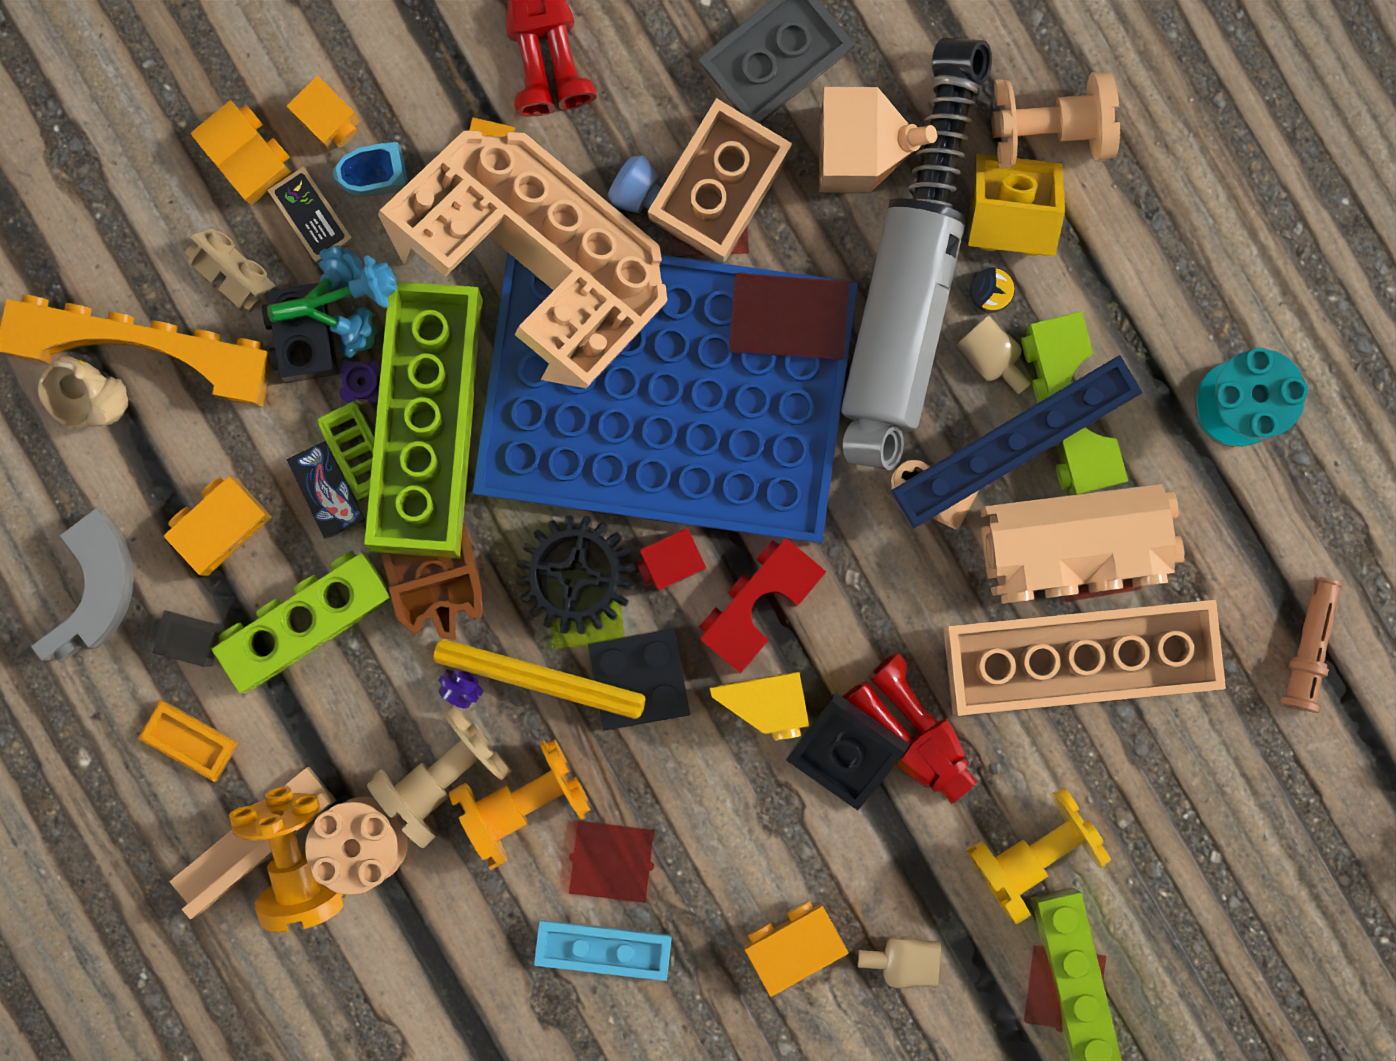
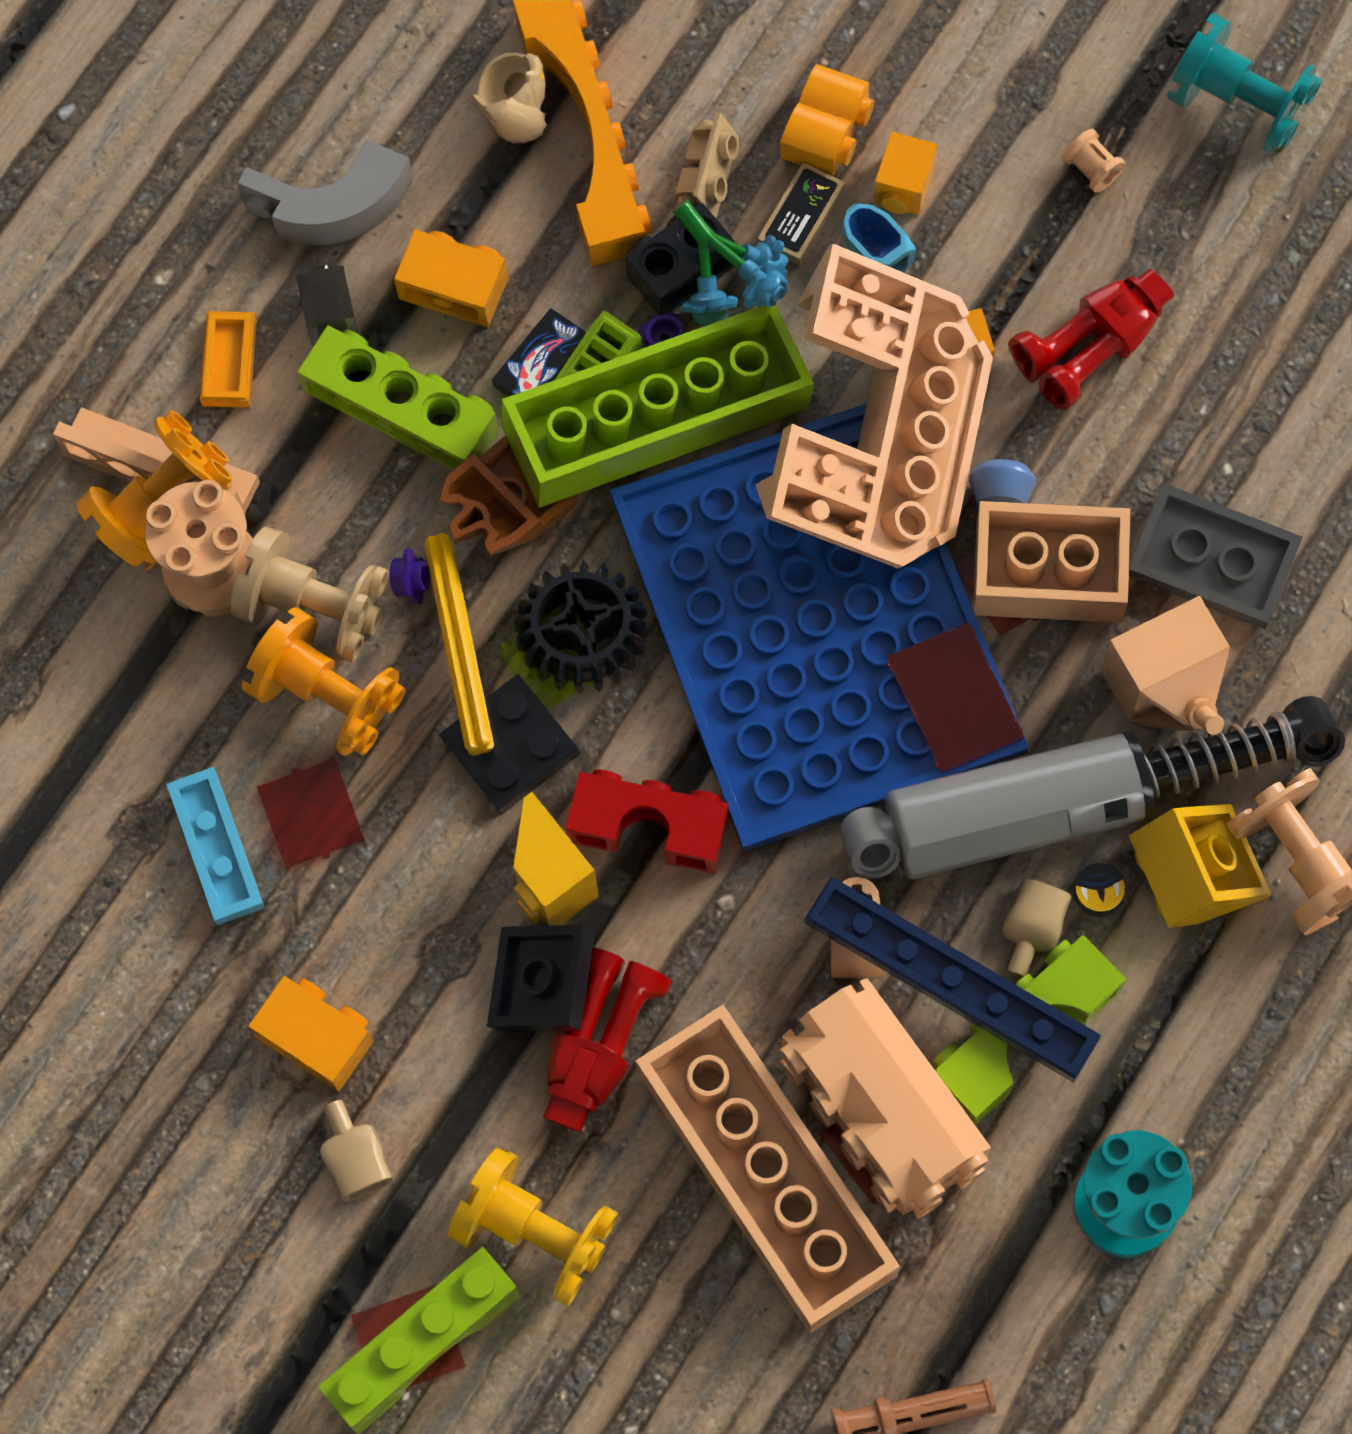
camera: 70 degrees right, 15 degrees down
(670, 560) = (645, 711): red brick -> none

